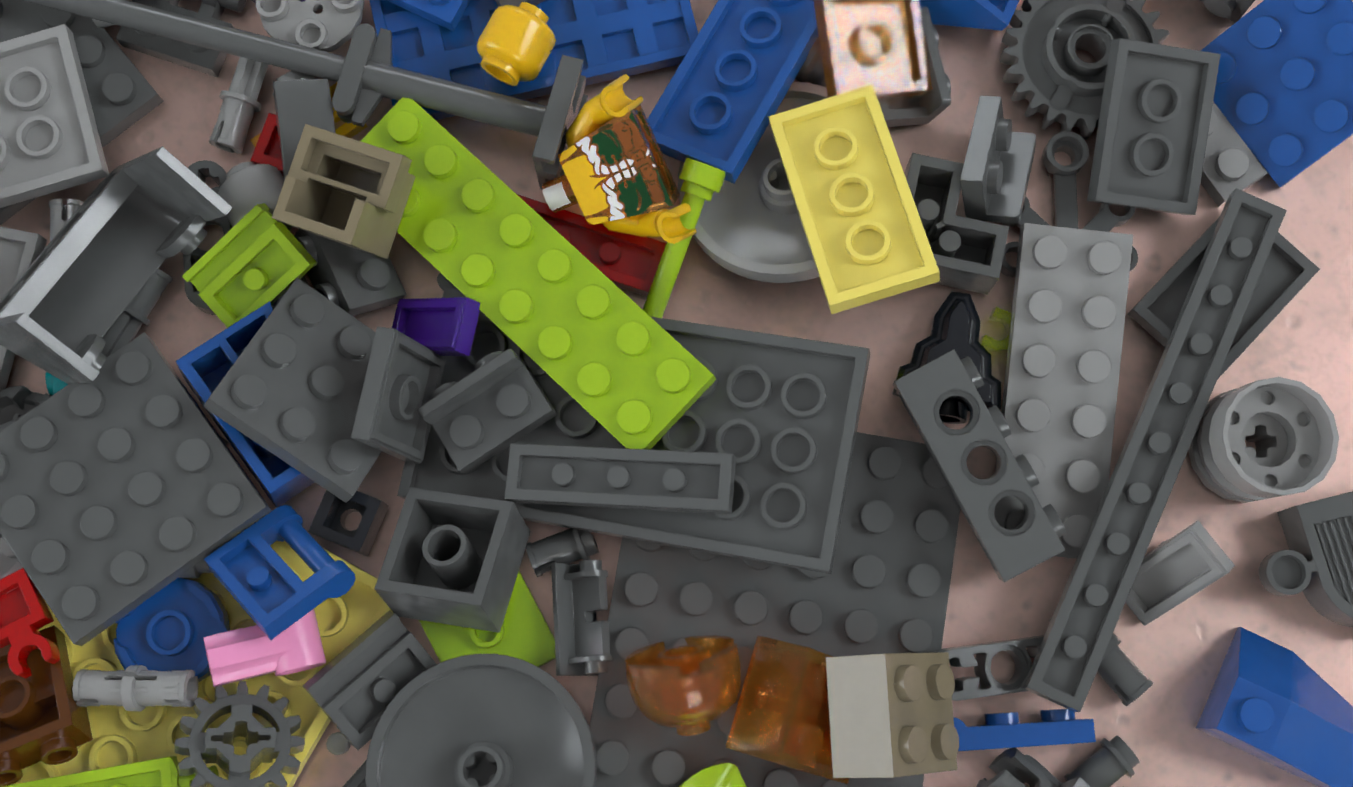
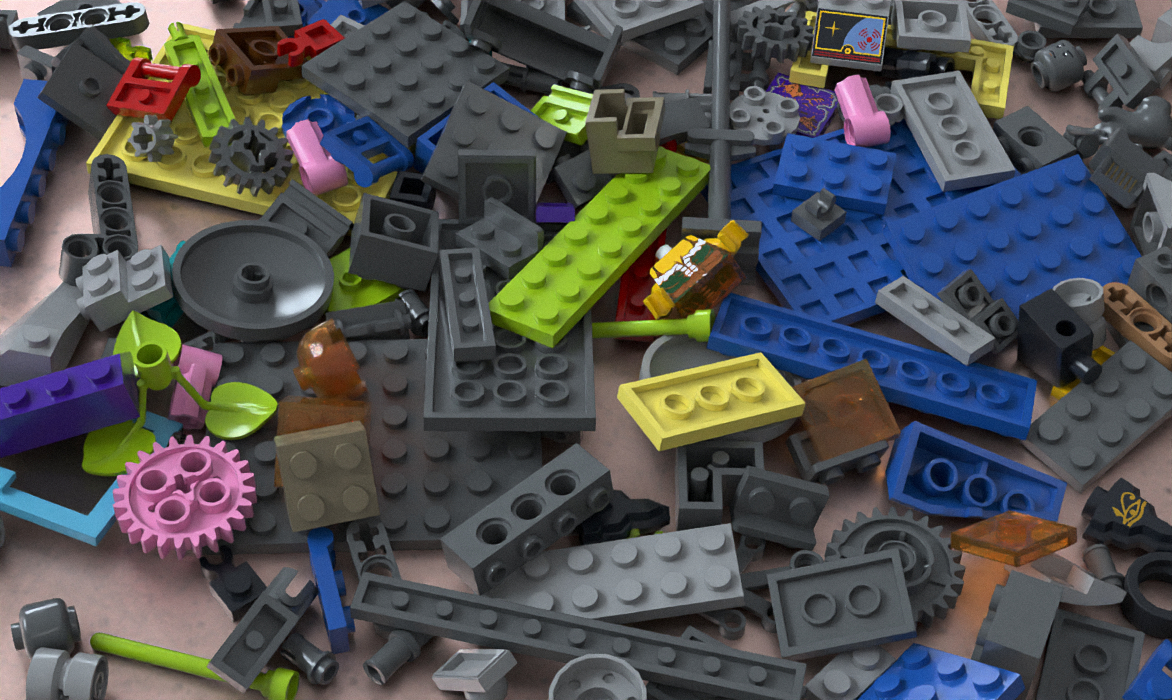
camera: 75 degrees right, 30 degrees down
(135, 688) = (279, 102): light grey pin -> none
(516, 43) = (774, 210): yellow head -> none

